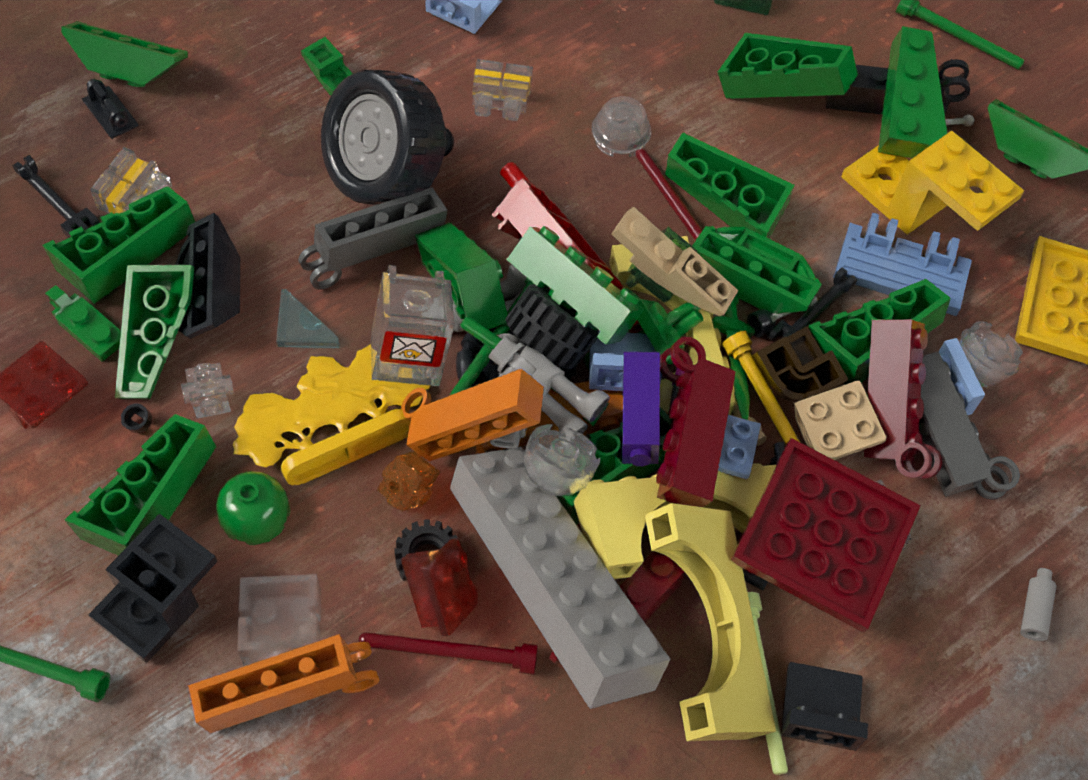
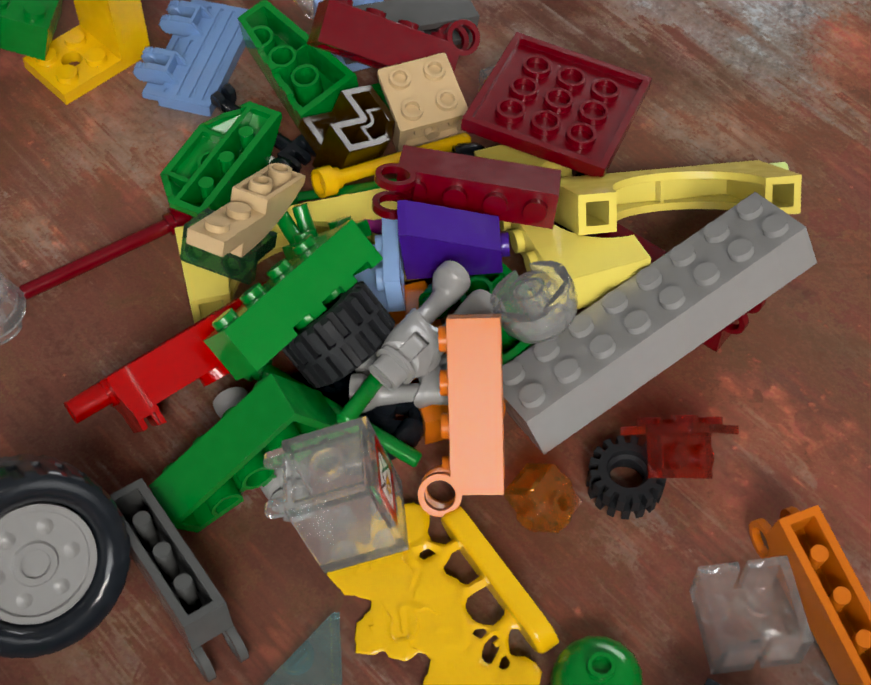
camera: 90 degrees left, 5 degrees down
(520, 657) = (727, 375): dark red piece -> none
(729, 186) = (95, 192): green wedge -> none
(823, 707) = (720, 133): black bracket -> none

